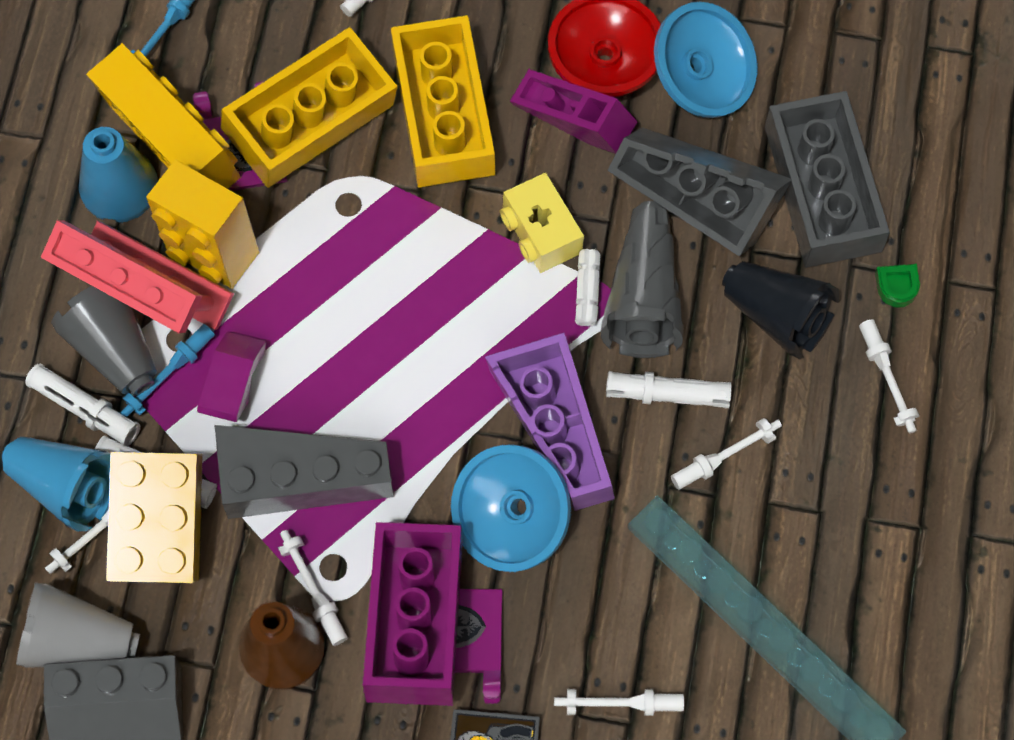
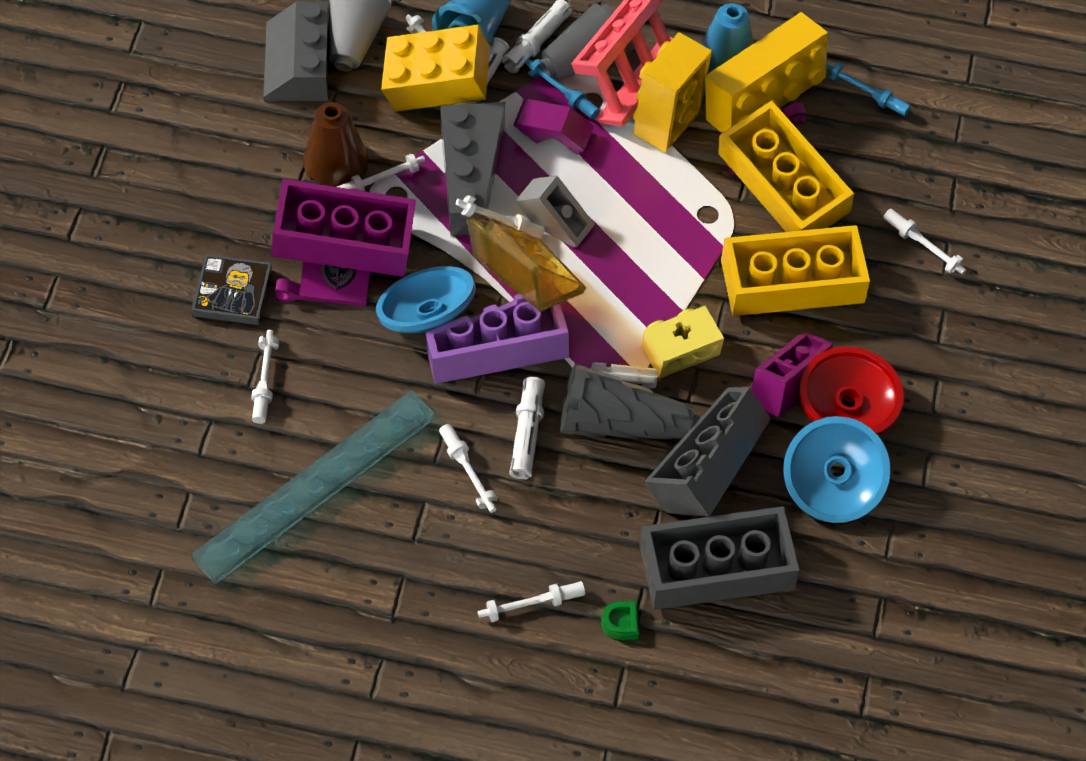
camera: 90 degrees right, 10 degrees down
(362, 370) = (553, 206): none -> light grey slope
(389, 409) = (518, 222): none -> white piece
(465, 388) = (523, 263): none -> clear yellow slope
(782, 304) = (594, 515): black cone -> none

